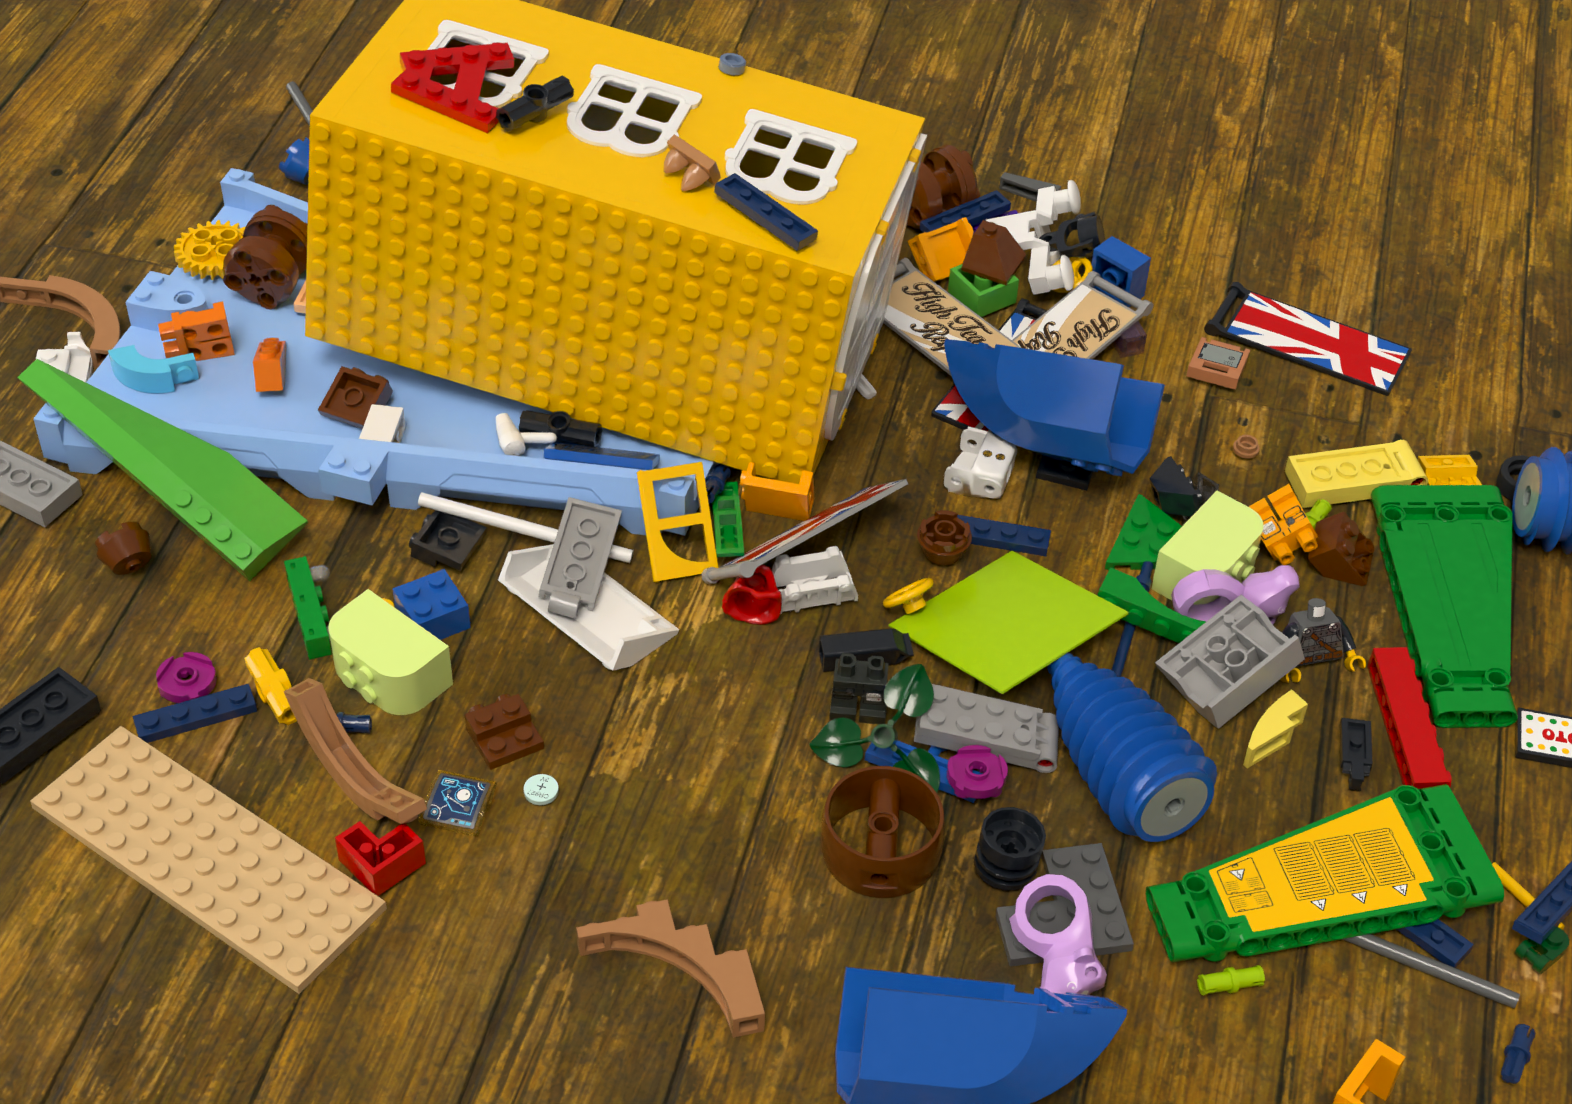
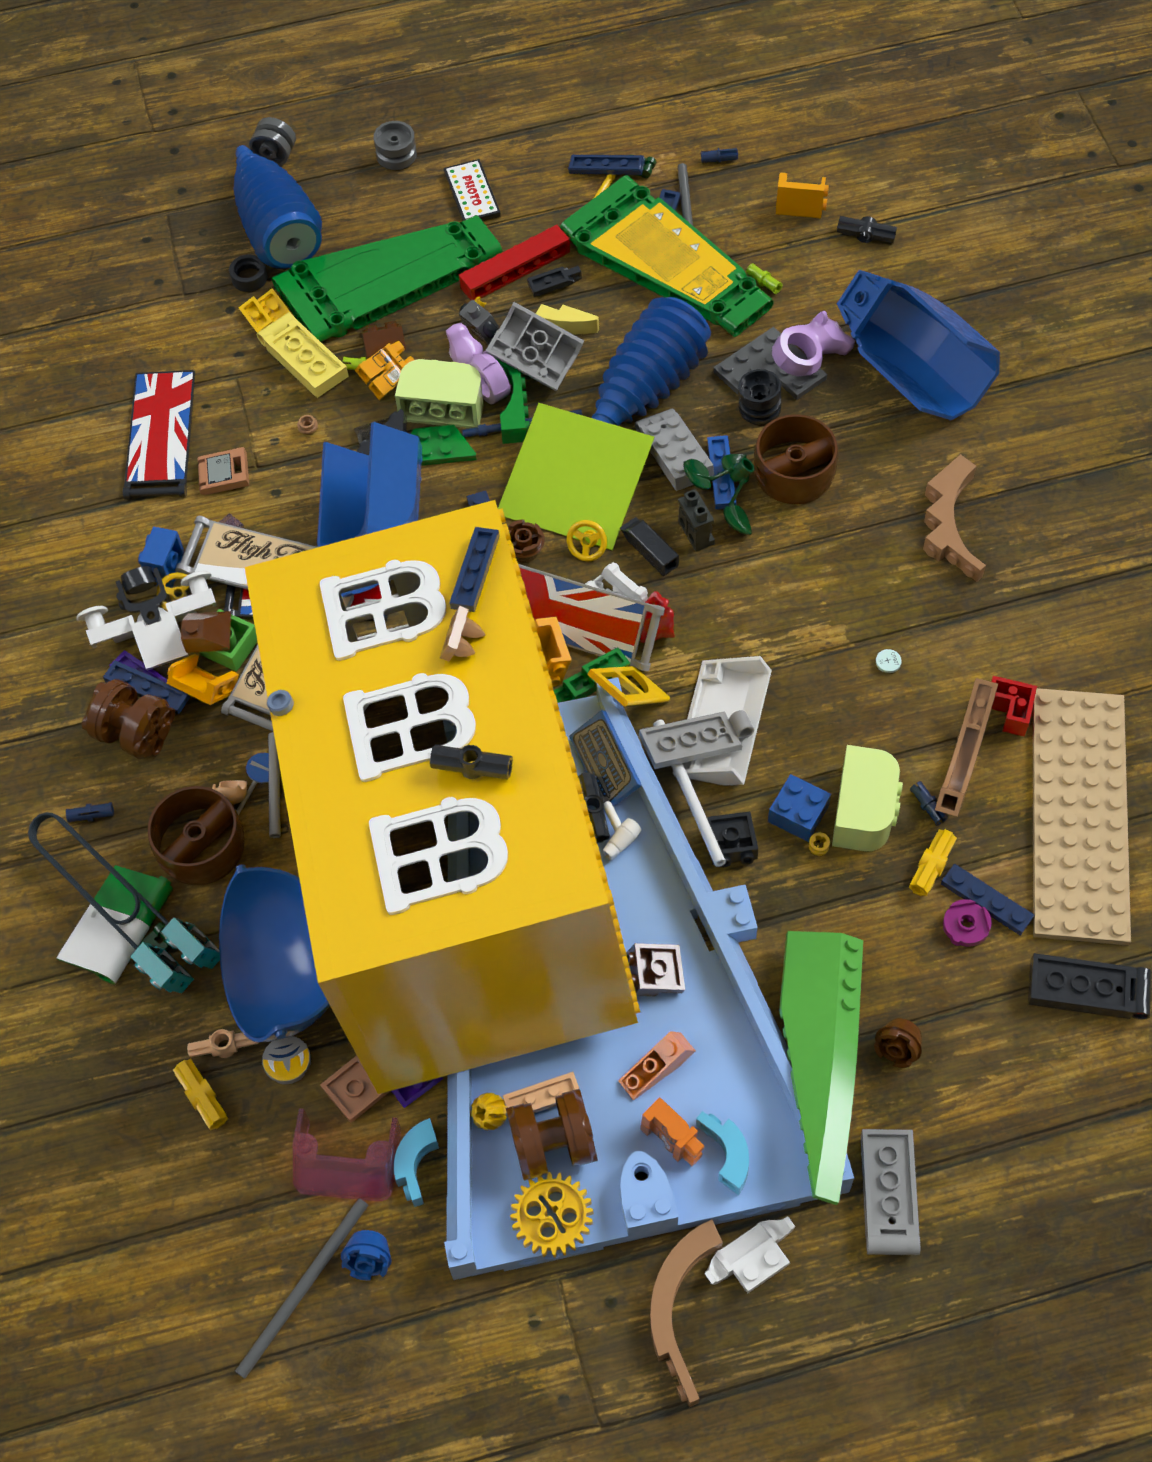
camera: 115 degrees left, 15 degrees up
(307, 604) = (851, 891): green piece -> none
(384, 424) = (678, 922): white panel -> none
(457, 803) = (935, 696): slope -> none
(462, 101) = (448, 843): red plate -> none
(503, 730) = (862, 706): reddish brown plate -> none
(716, 481) = (572, 694): dark blue pin -> none
(973, 785) = (717, 445): magenta plate -> none
(1023, 186) = (68, 671): dark grey piece -> none

